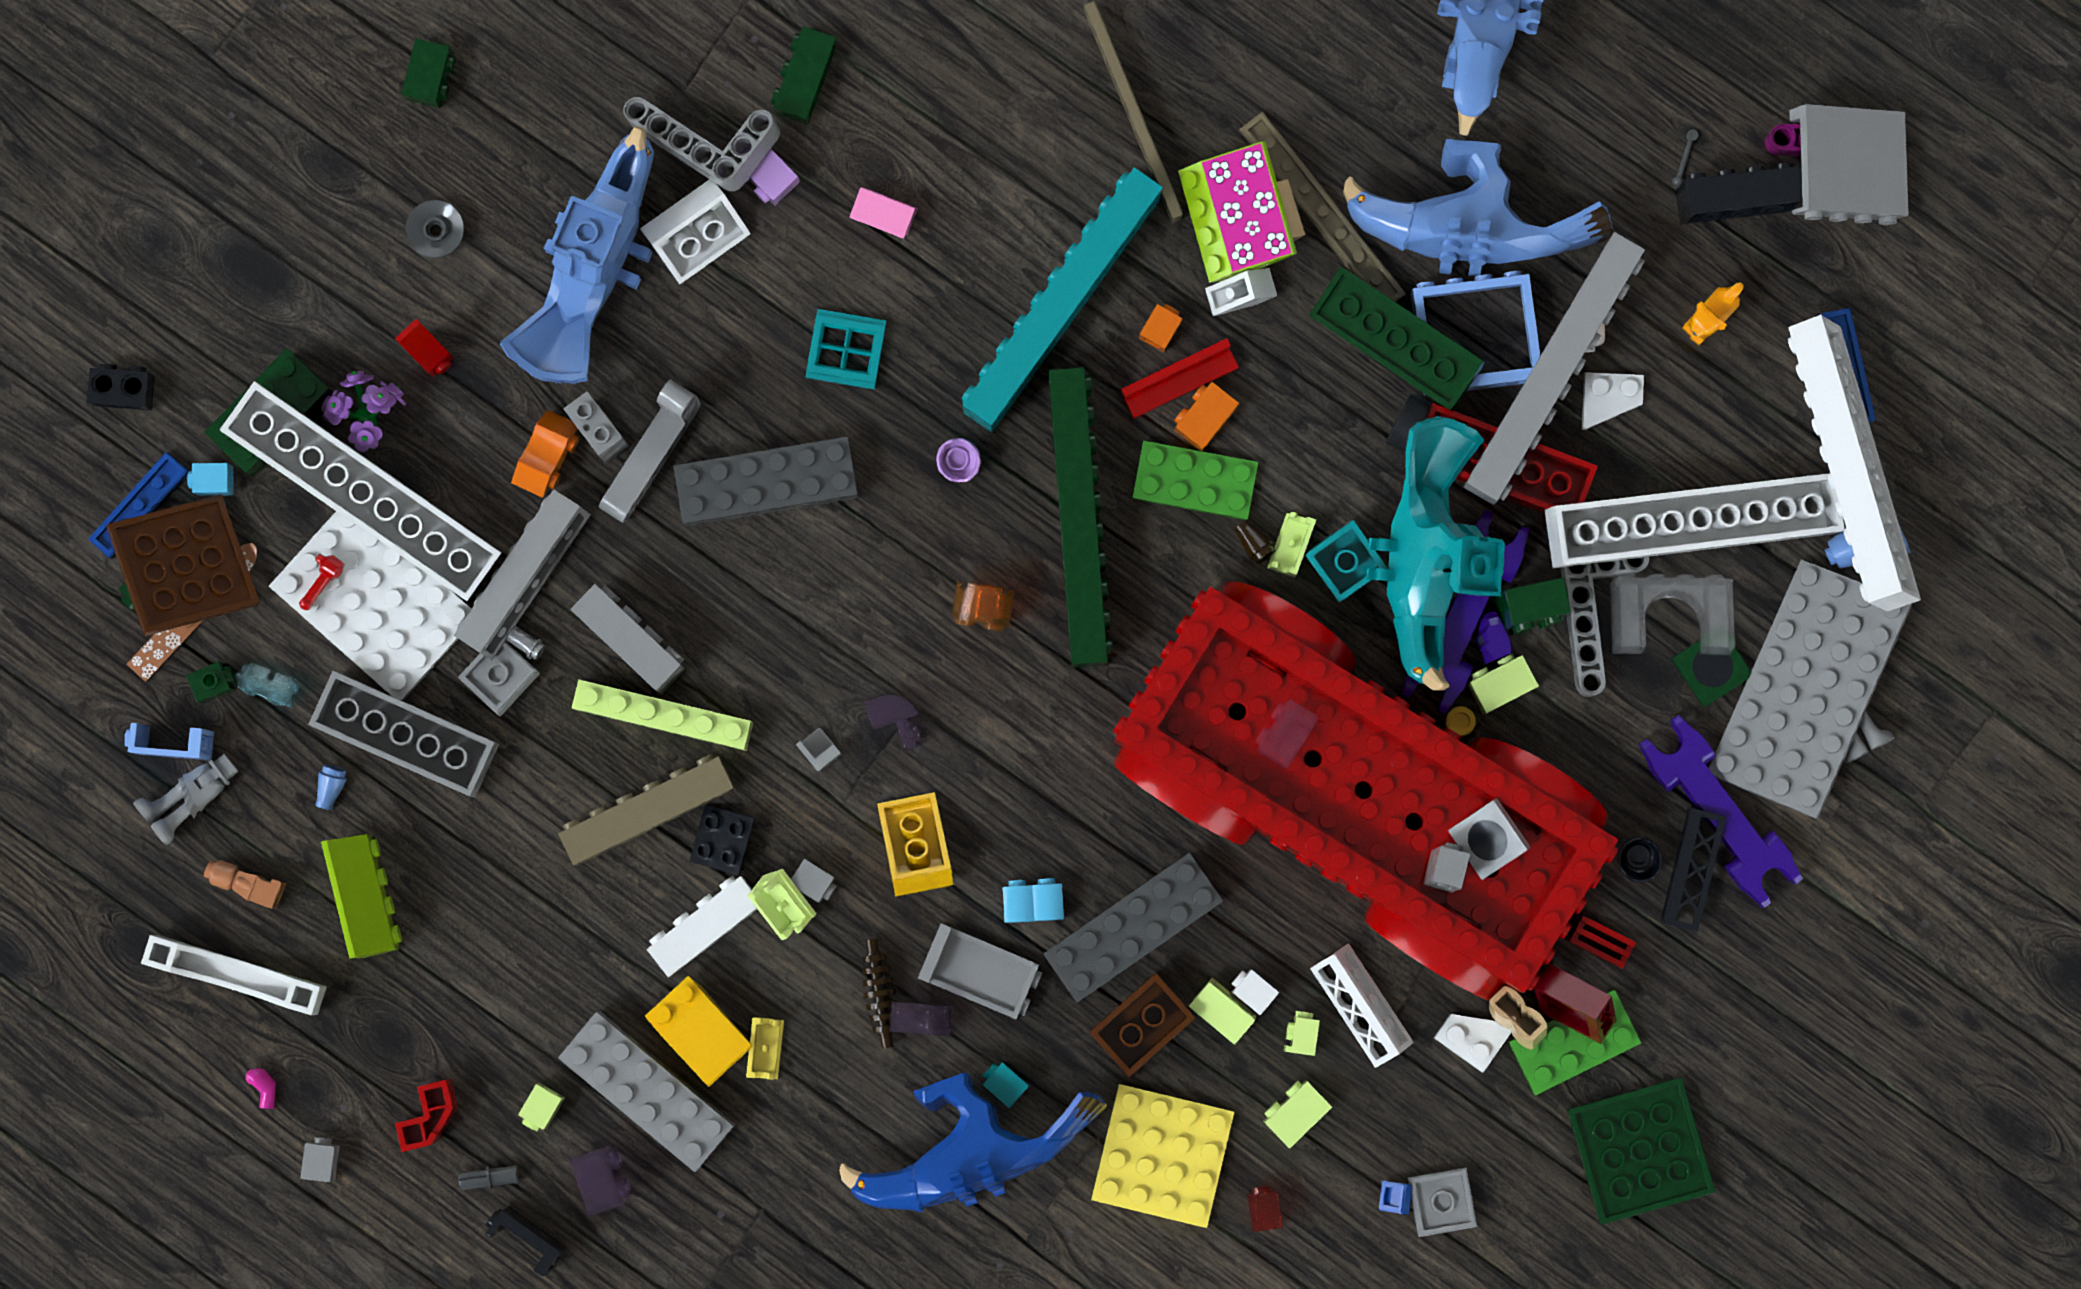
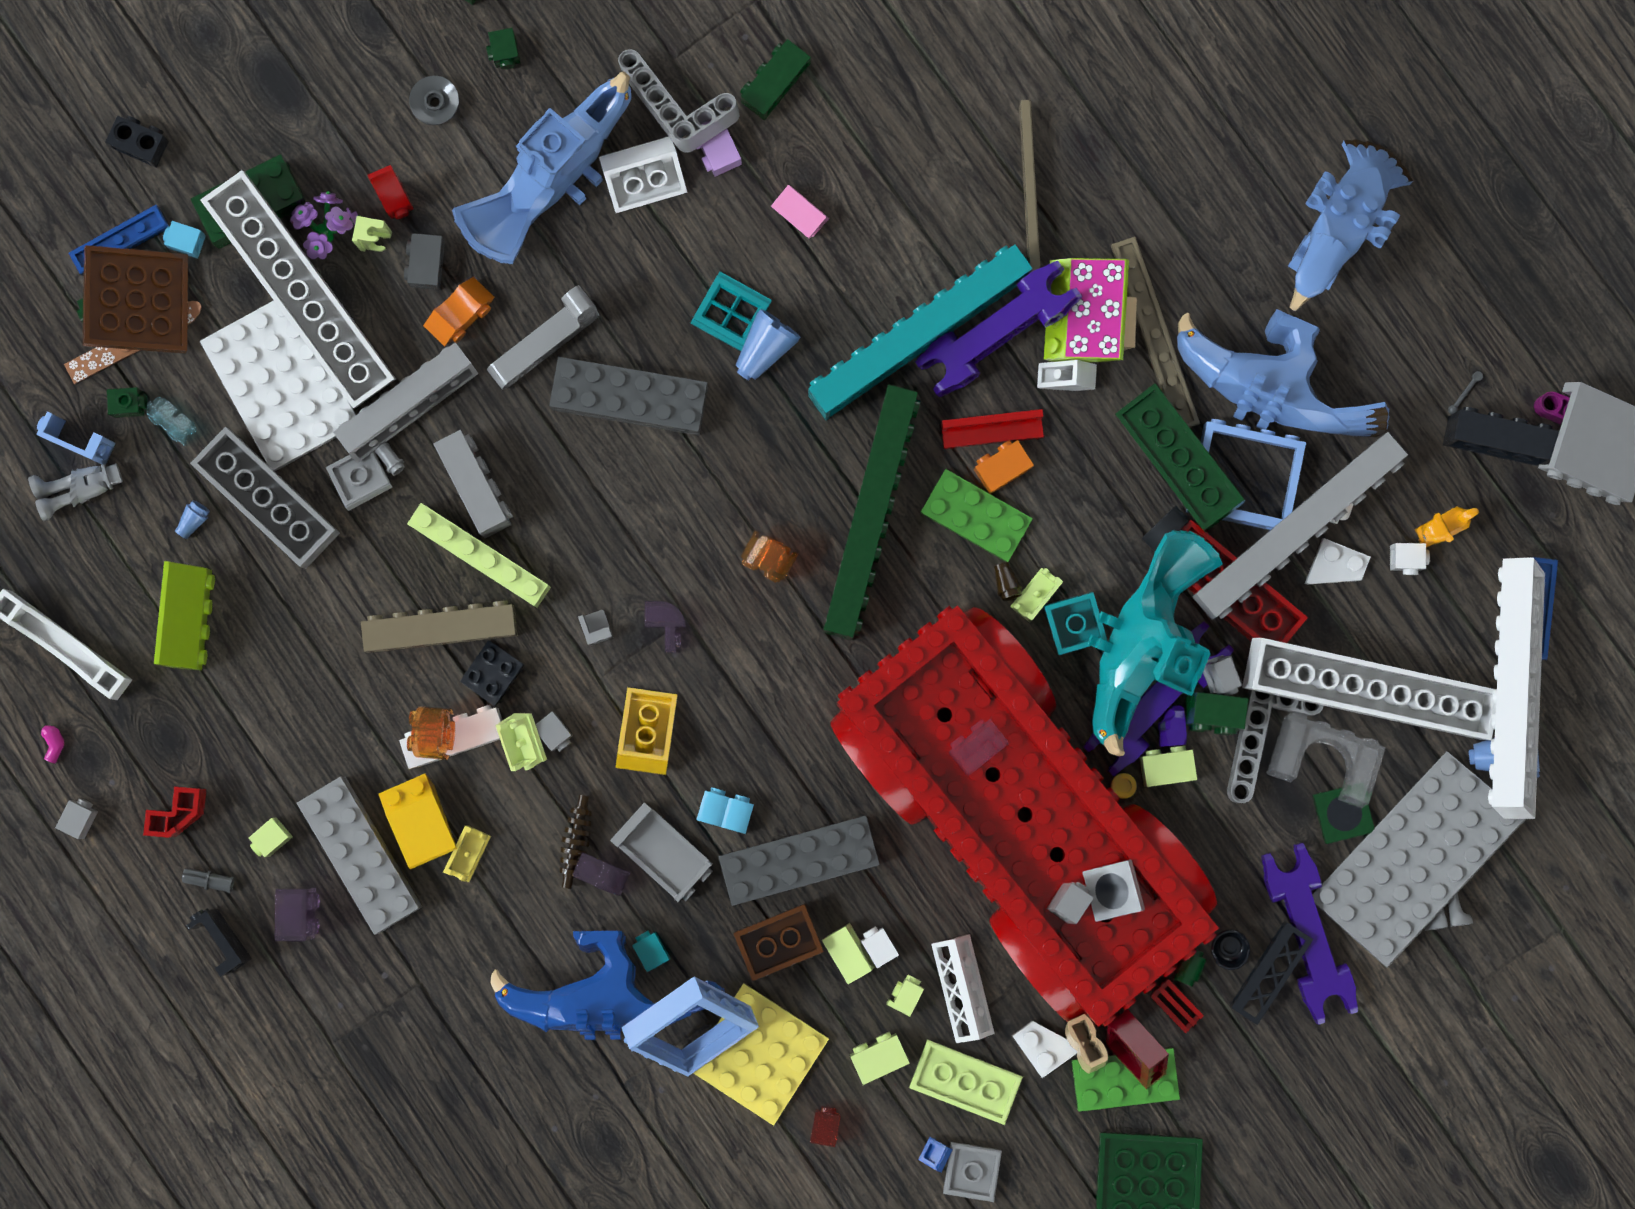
camera: 15 degrees right, 0 degrees up
(247, 885) = (95, 574): nougat piece -> none
(330, 568) = (252, 343): red piece -> none
(414, 401) = (368, 232): none -> yellowish green hinge
(488, 411) = (425, 261): none -> dark grey brick
(491, 145) = (503, 48): none -> dark green brick
(596, 427) = (506, 304): light grey window -> none
(680, 928) = (431, 732): none -> clear orange brick
(896, 373) = (764, 345): none -> medium blue cone
(958, 460) = (790, 432): lavender hair -> none
(1129, 1130) = (737, 1024): none -> light blue window
(1161, 327) = (992, 382): orange brick -> none
(1177, 226) = (1032, 305): none -> dark purple piece
(1400, 1106) = (965, 1082): none -> yellowish green tile
(1526, 562) = (1222, 676): none -> light grey brick
(1604, 896) = (1191, 969): none -> dark green brick
(1686, 361) = (1409, 557): none -> white brick

